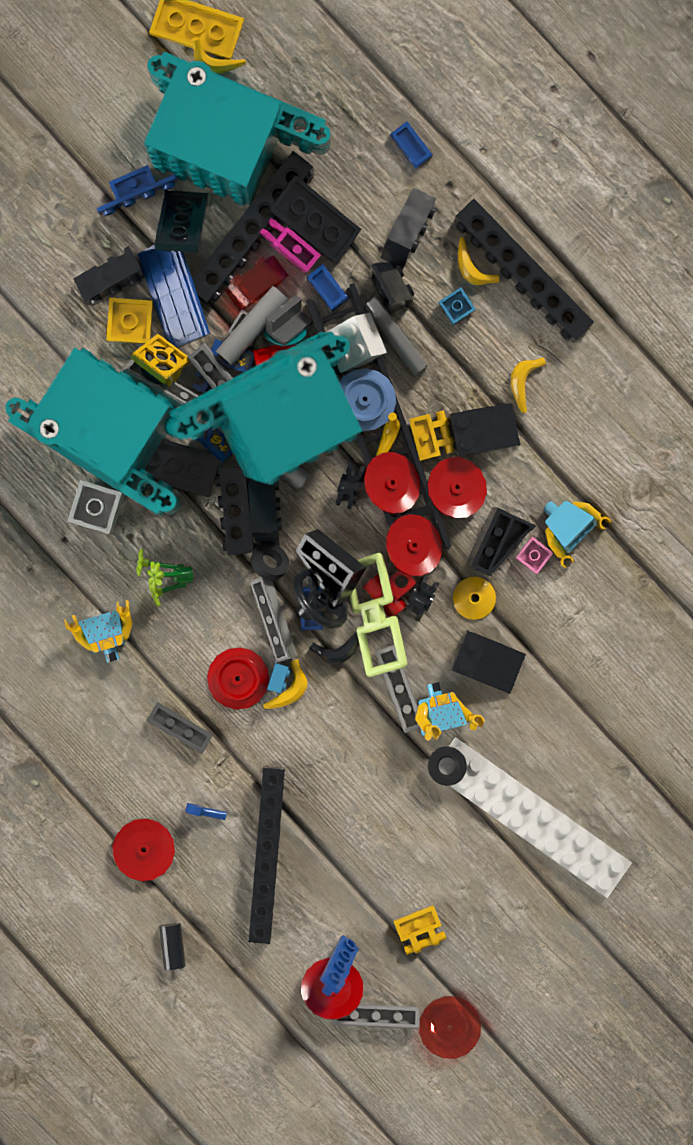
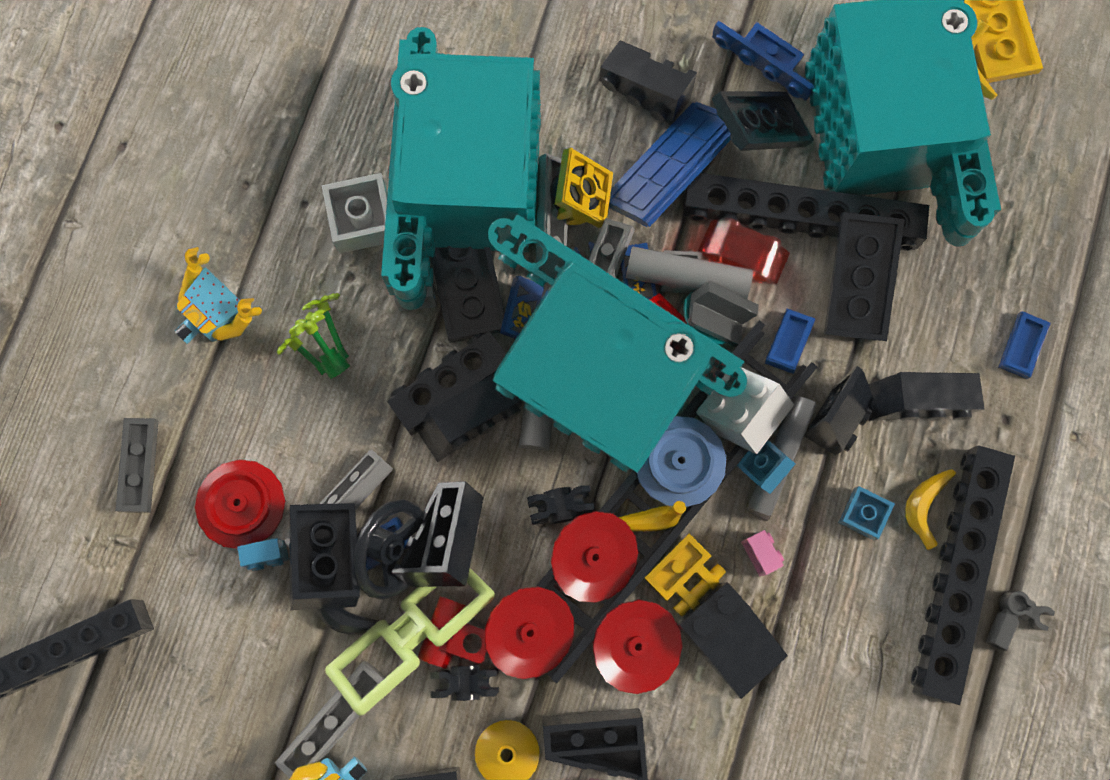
camera: 65 degrees right, 10 degrees down
(129, 320) = (609, 133): yellow plate -> none
(198, 810) = (37, 544): blue bar -> none
(262, 568) = (391, 454): black tyre -> none
(291, 246) = (813, 267): dark pink hinge -> none
(294, 692) = (254, 584): yellow piece -> none
(302, 641) = (322, 556): none -> black slope
(397, 350) = (767, 466): none -> dark azure piece
(445, 383) = (762, 553): none -> bright pink piece
(518, 380) = (823, 647): yellow piece -> none
(558, 253) = (1015, 605): none -> dark grey bar

